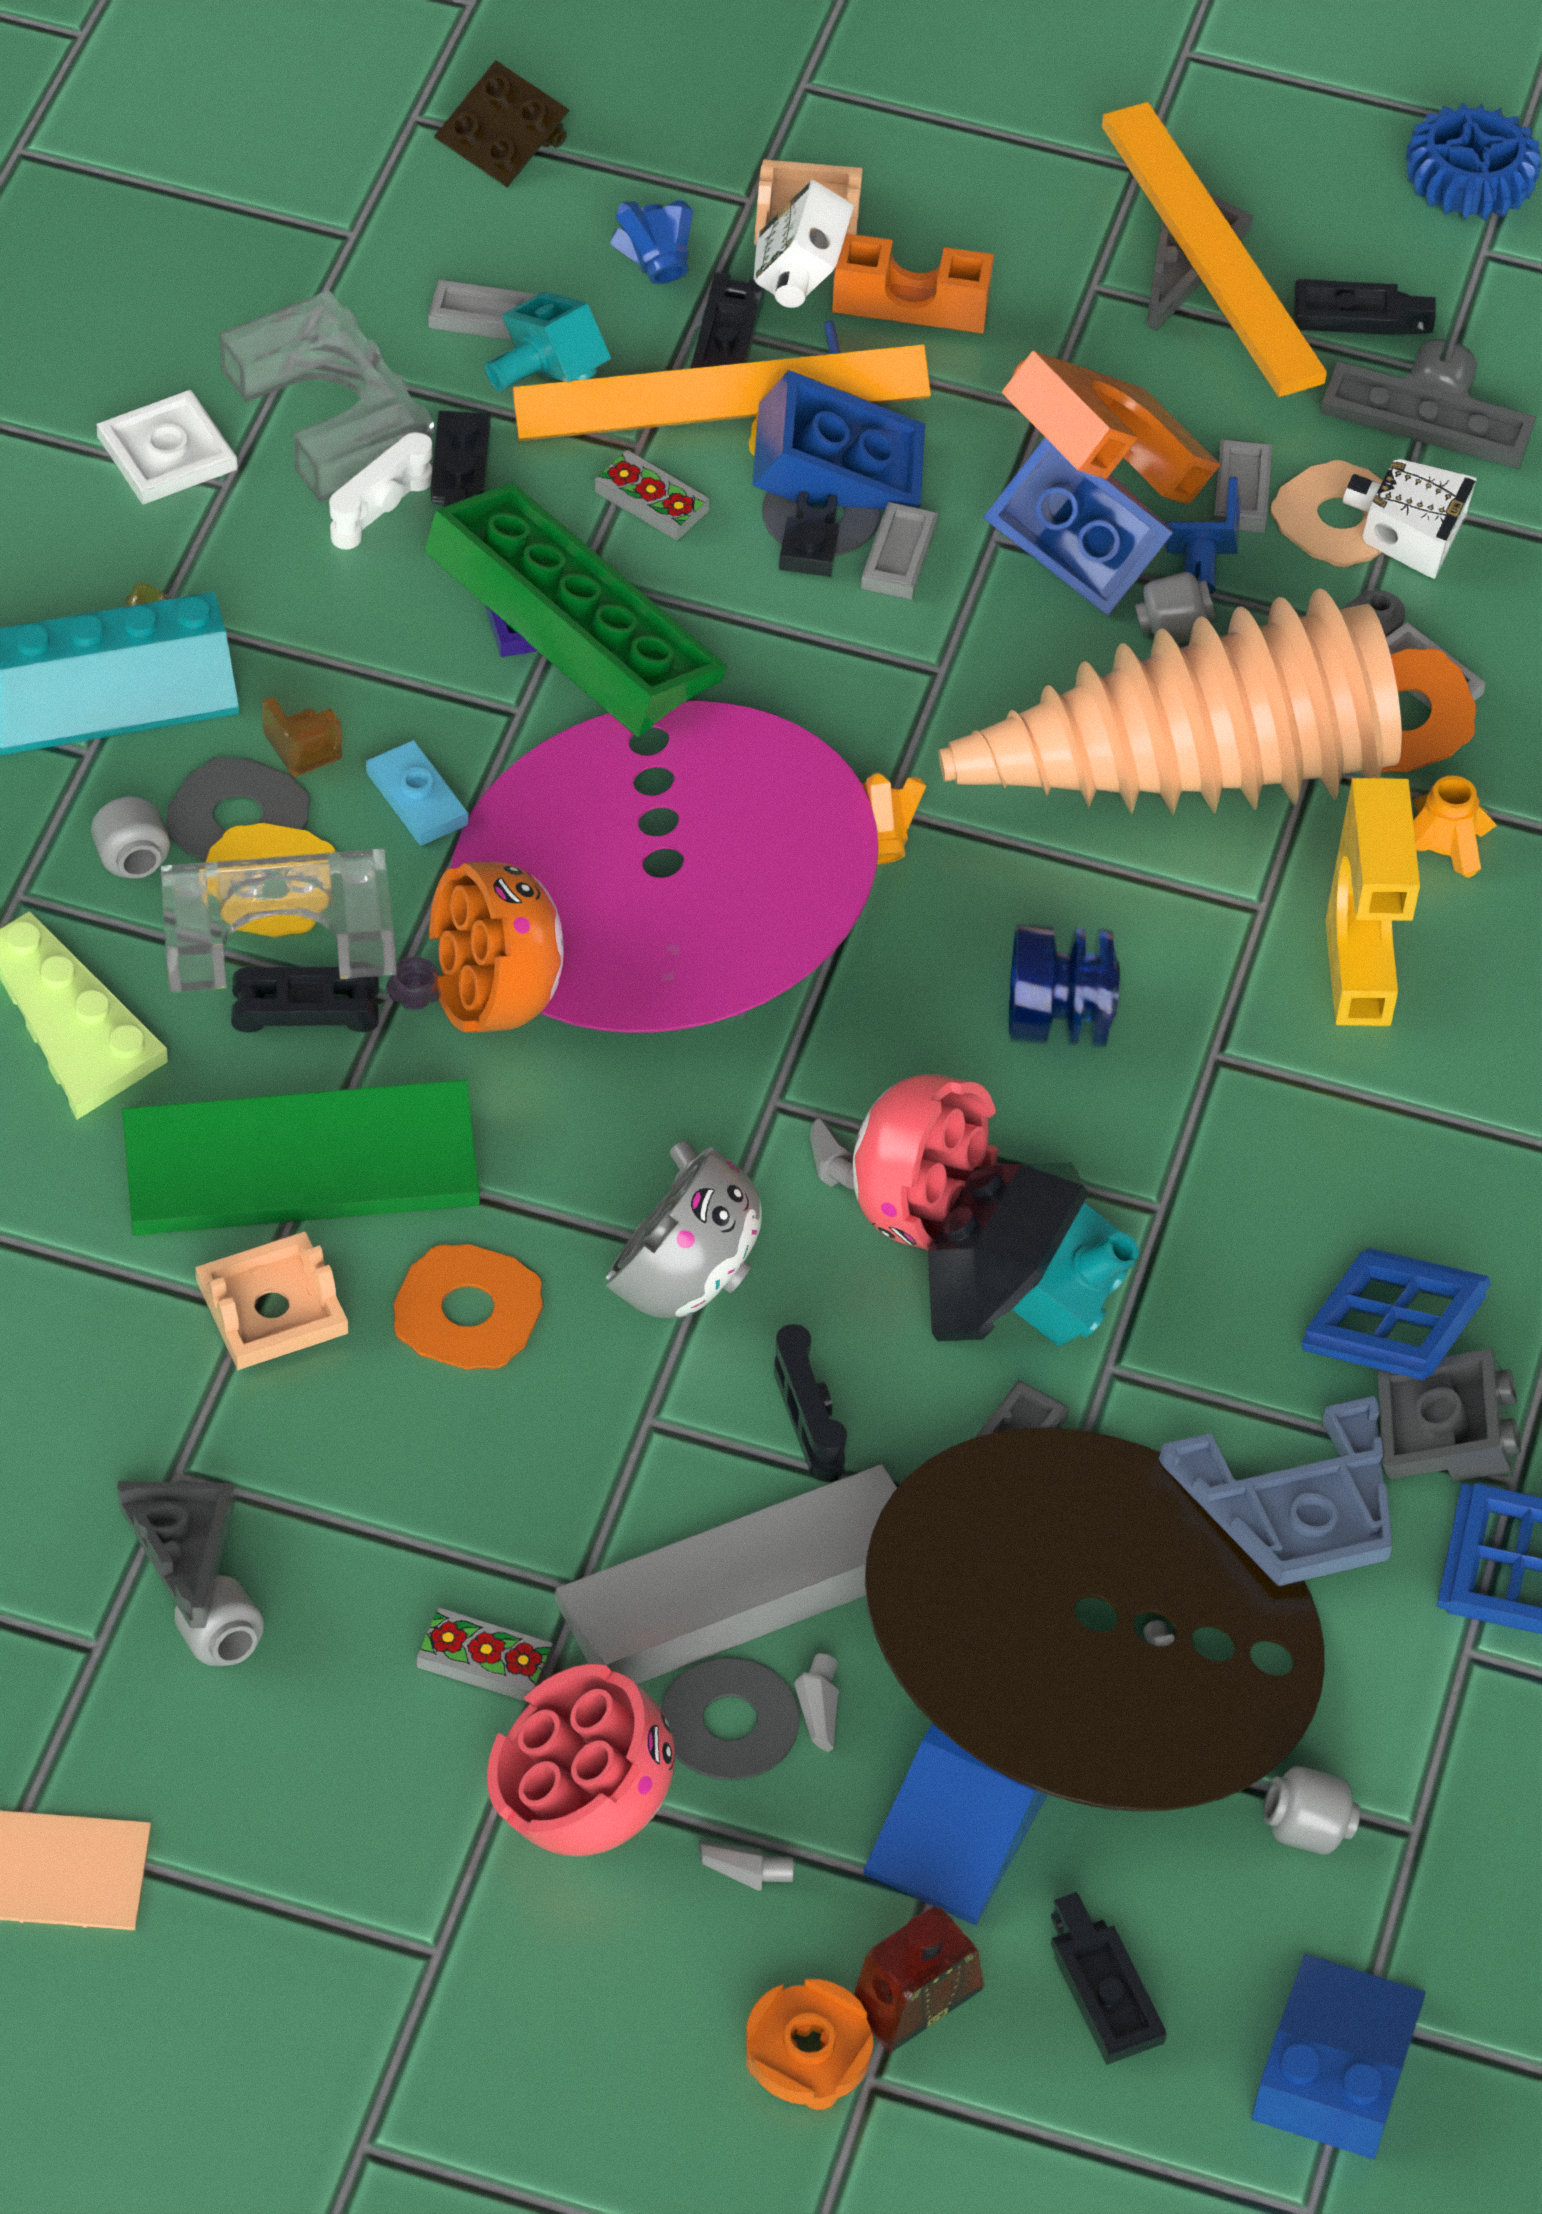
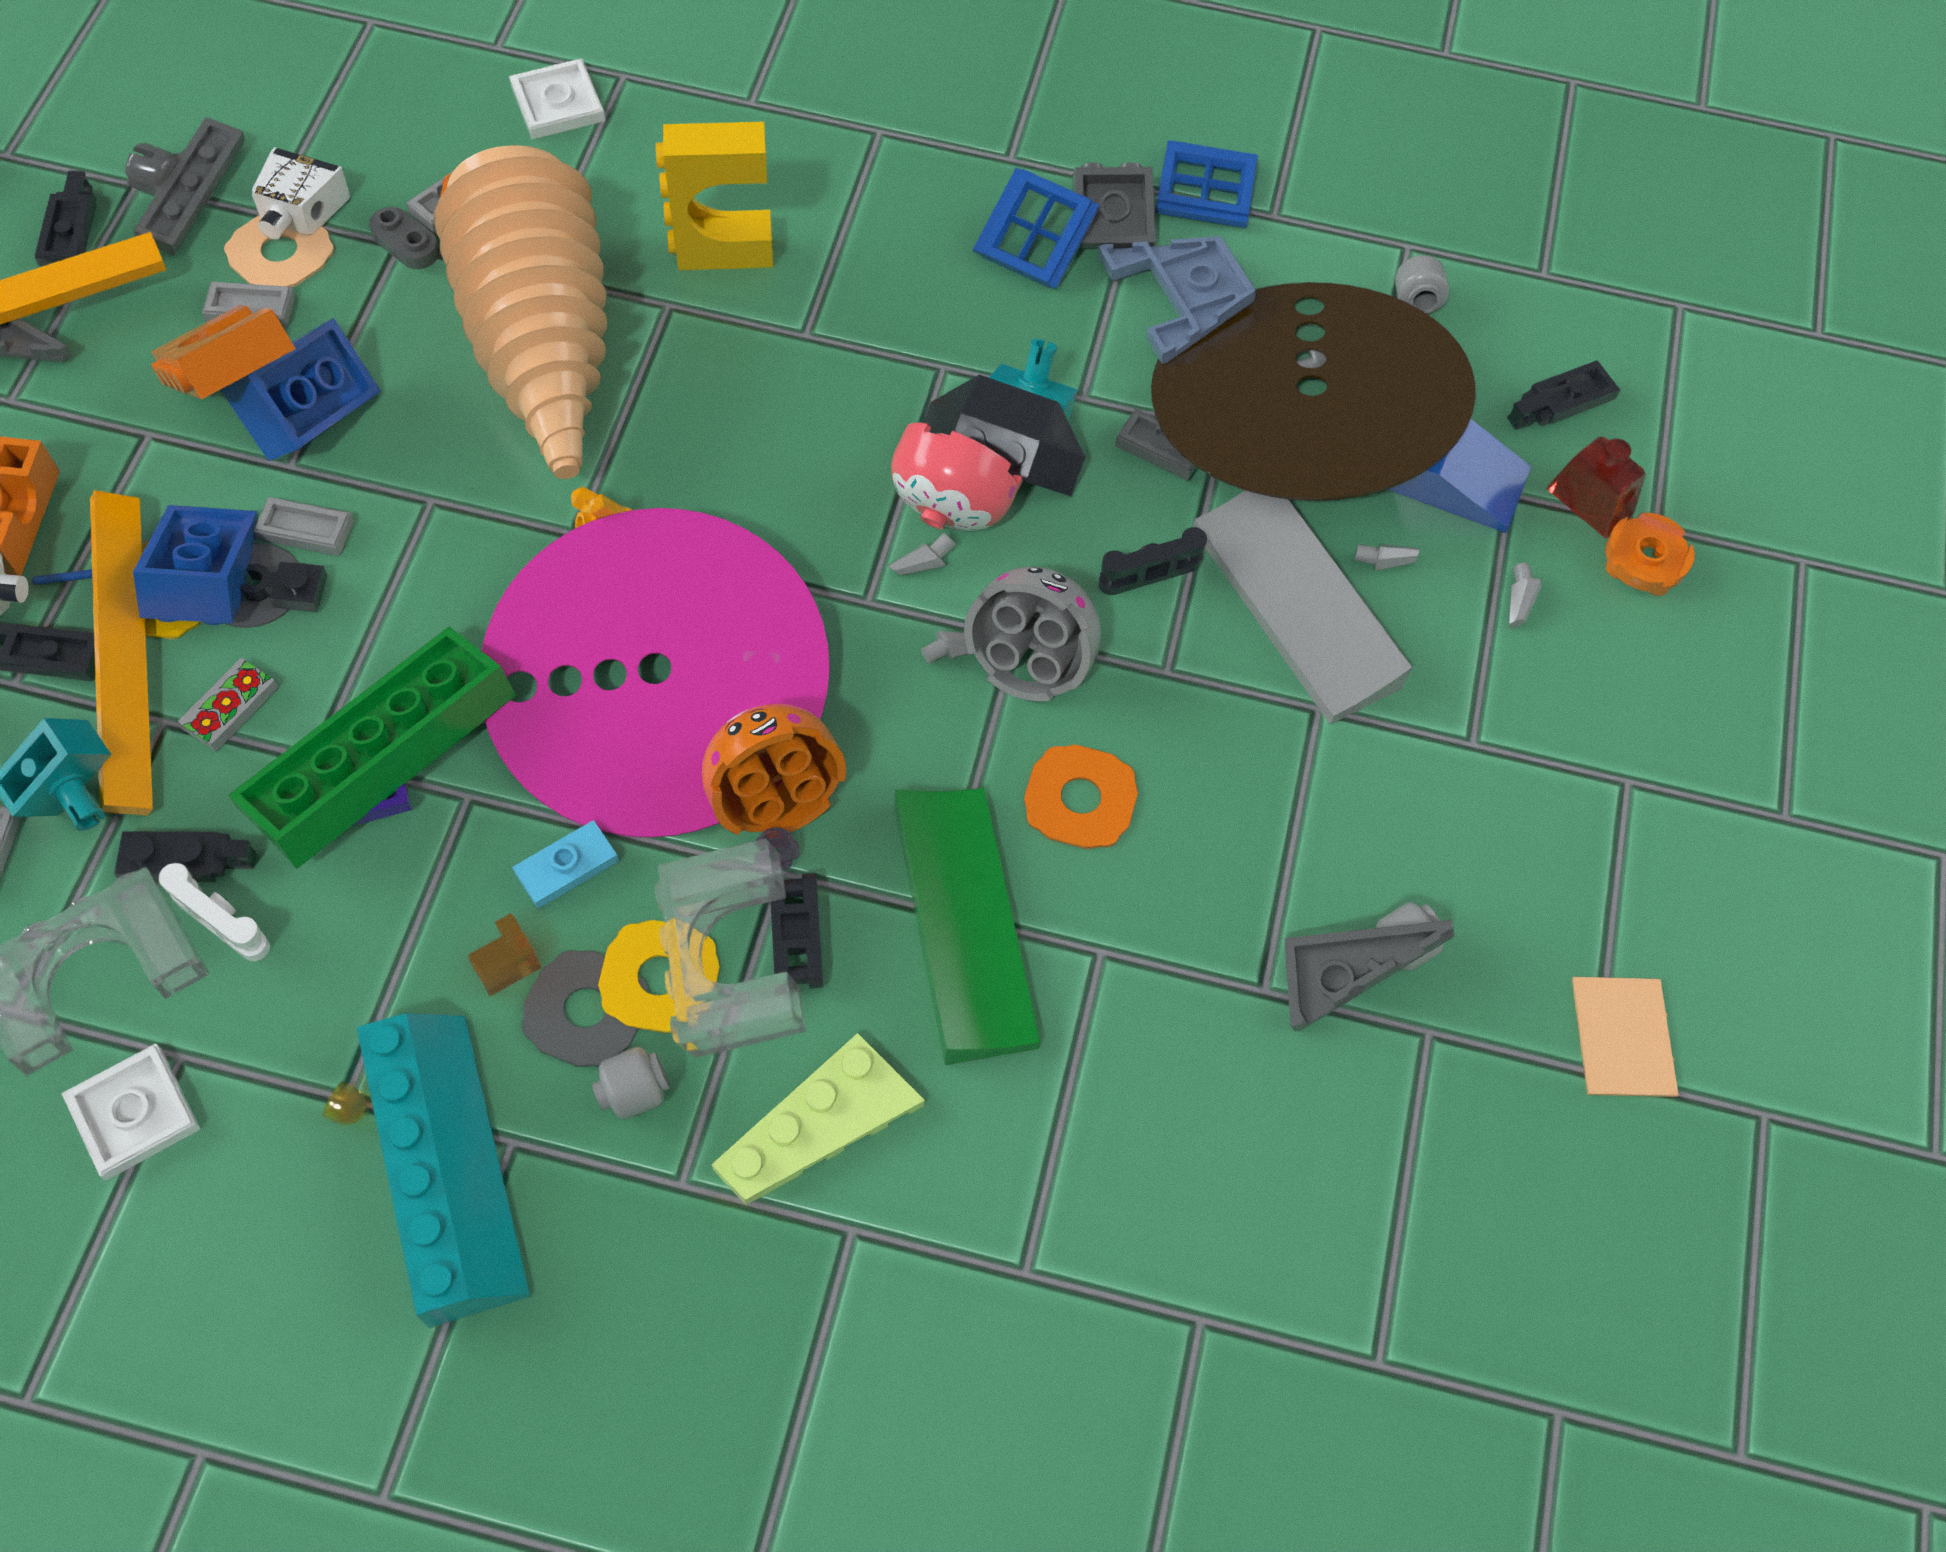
camera: 95 degrees left, 10 degrees up
(280, 1267) = (1109, 899): light nougat piece -> none
(484, 1654) = (1391, 762): tile -> none
(583, 1762) = (1530, 680): coral cylinder -> none
(737, 1678) = (1431, 596): dark grey gear -> none
(1062, 985) = (776, 401): clear blue wheel -> none
(1174, 606) = (387, 339): light grey head -> none
(1206, 539) = (313, 303): blue bracket -> none
(1338, 2056) = (1584, 277): blue slope -> none
(1449, 821) = (607, 182): light orange rock -> none

